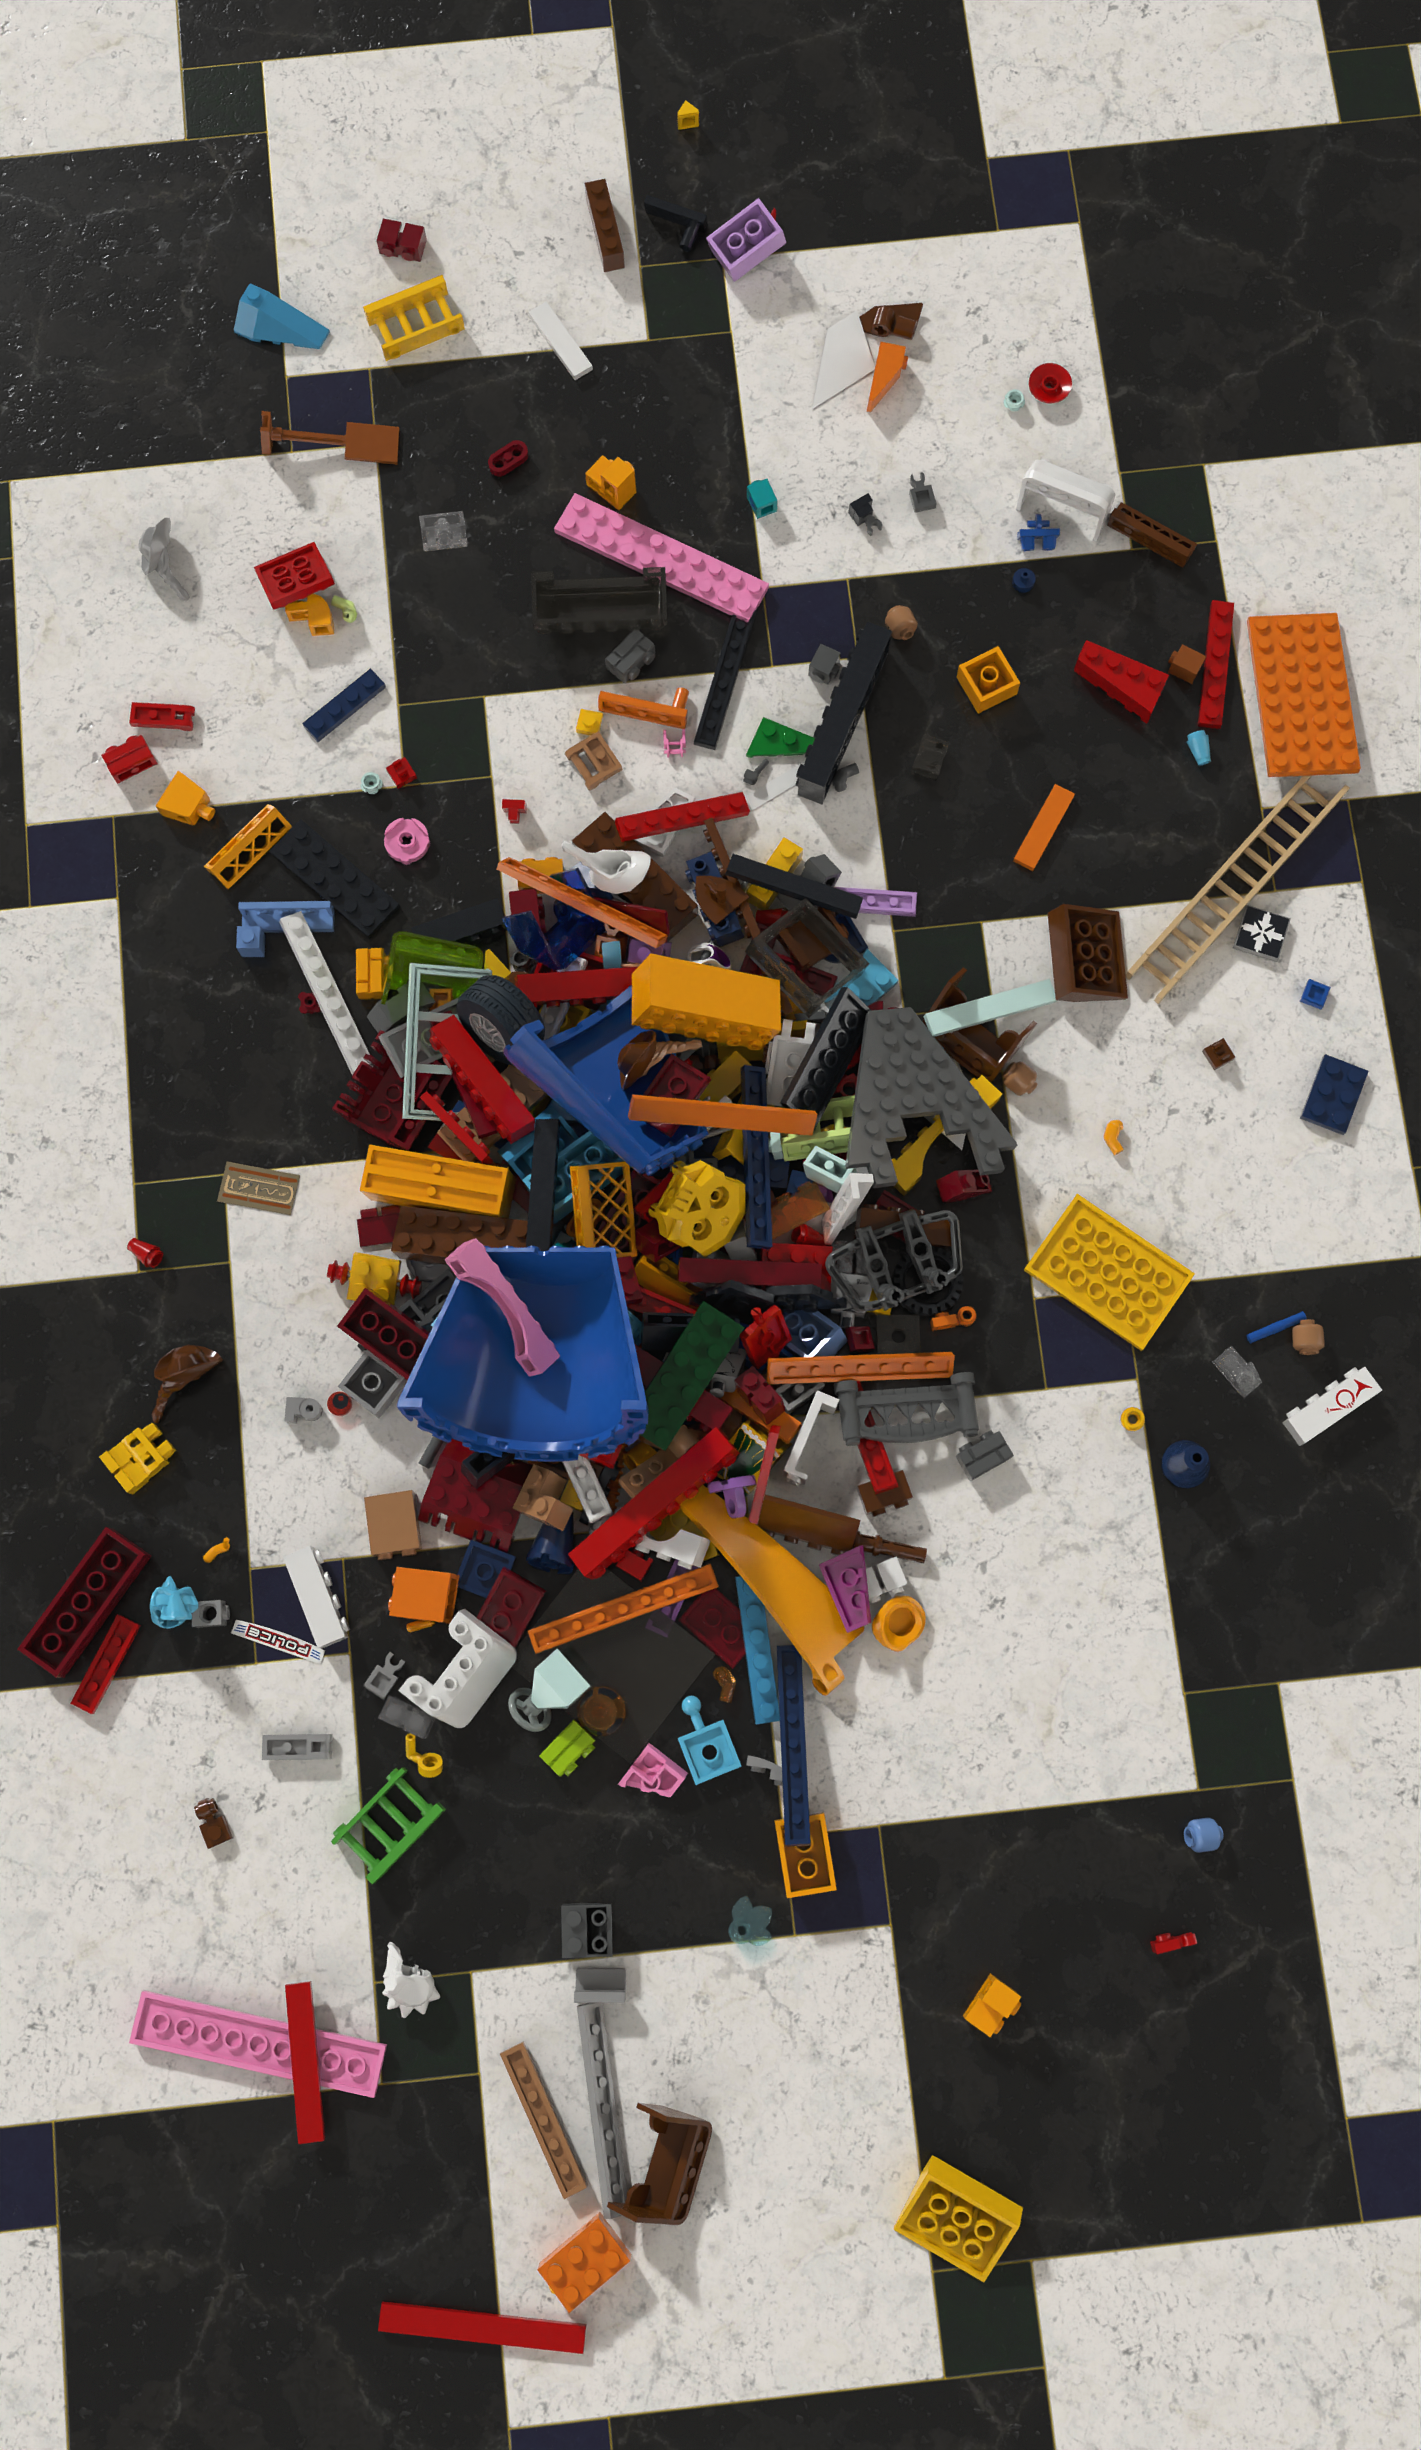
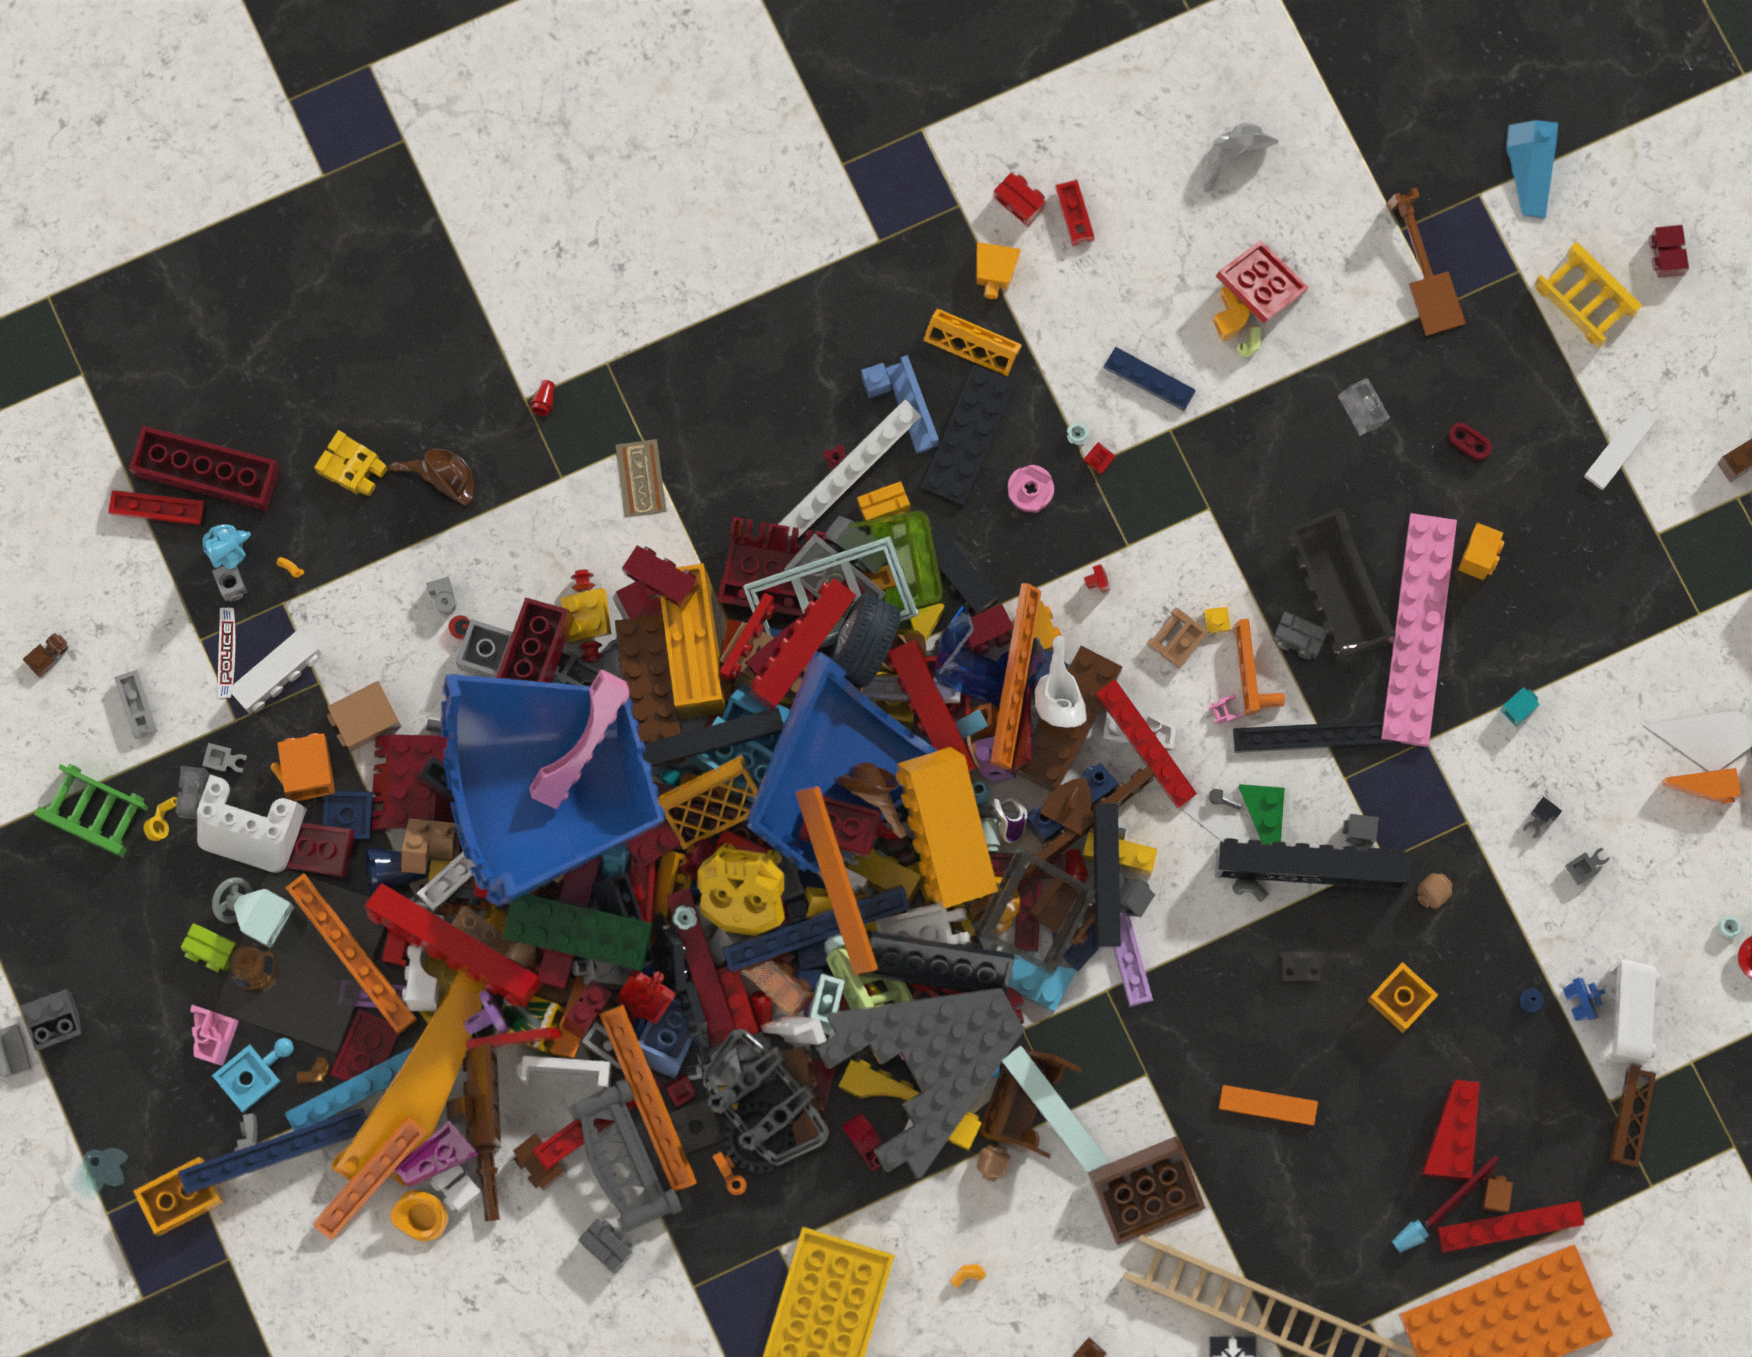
camera: 70 degrees right, 0 degrees up
(368, 1186) = (660, 576): none -> dark red brick
(711, 1265) = (691, 918): none -> light aqua plate
(812, 1550) = (460, 1110): none -> reddish brown tile
(849, 1659) = (369, 1177): none -> orange plate
(1176, 689) = (1464, 1192): none -> dark red windscreen

